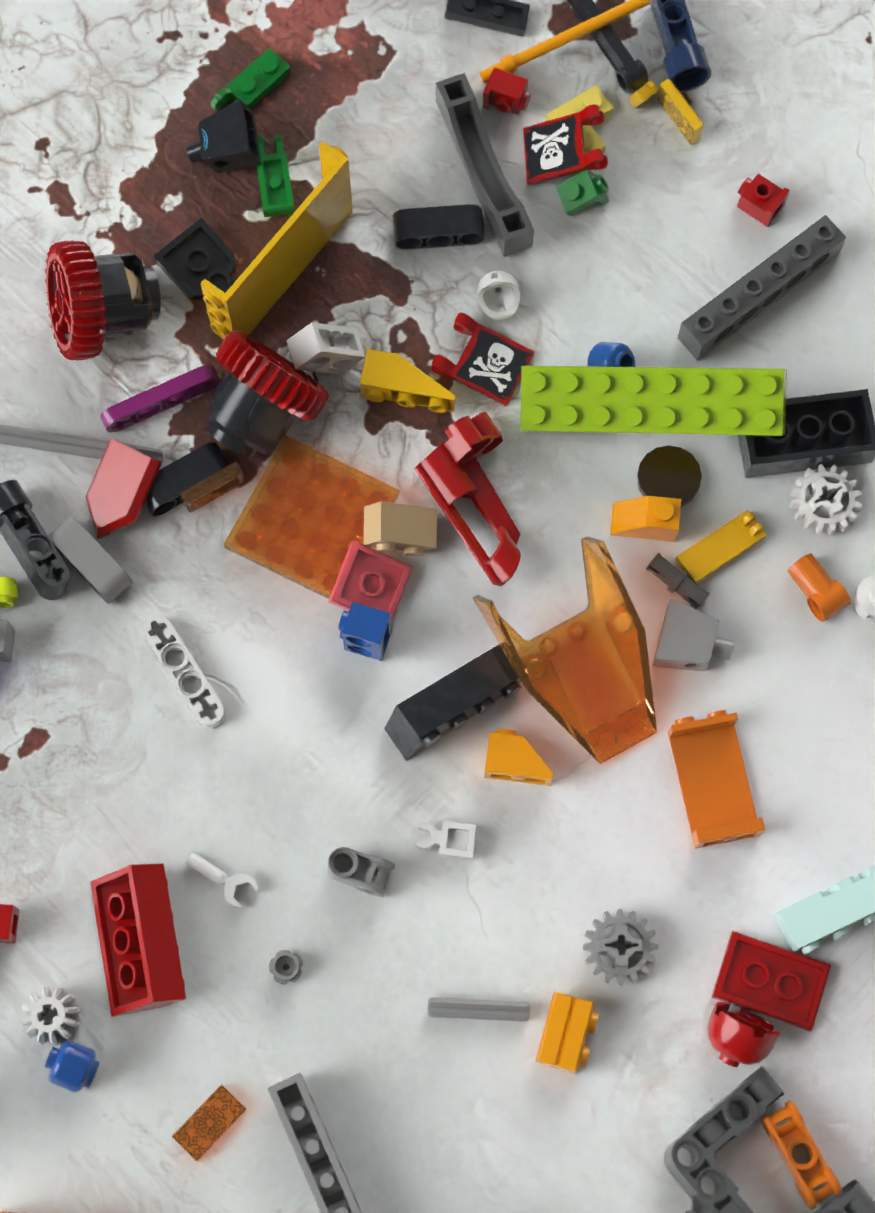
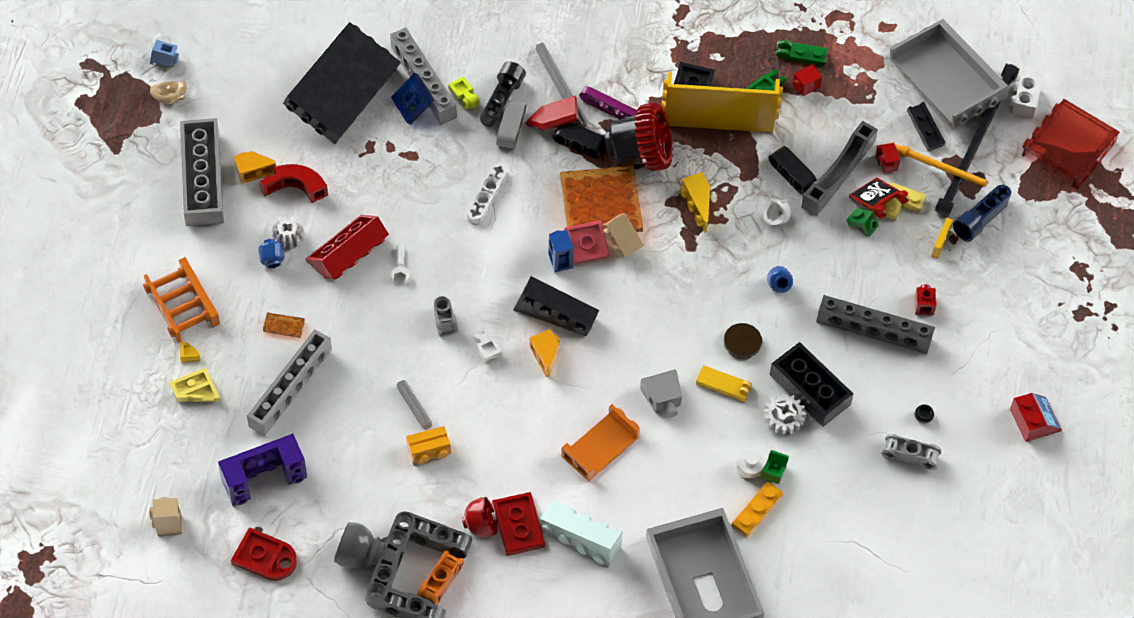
camera: 55 degrees right, 15 degrees down
(97, 297) = (637, 48): piece -> none
(212, 487) = (584, 152): clear orange tile -> none
(227, 140) = (764, 57): black torso -> none
(284, 976) = (377, 309): light grey plate -> none
(305, 109) = (807, 80): none -> red brick
(325, 348) = (687, 154): white brick -> none
(455, 473) = (672, 246): red panel -> none
(488, 362) = (740, 232): flag -> none
(591, 666) = (609, 355): clear orange windscreen -> none
(620, 931) = (487, 444): light grey gear -> none
(643, 94) = (938, 217): yellow tile -> none
(646, 518) = (713, 342): light orange slope -> none
(654, 400) = (770, 301): lime brick -> none
(677, 581) = (690, 372): dark grey pin -> none
(823, 595) = (734, 439): orange piece -> none

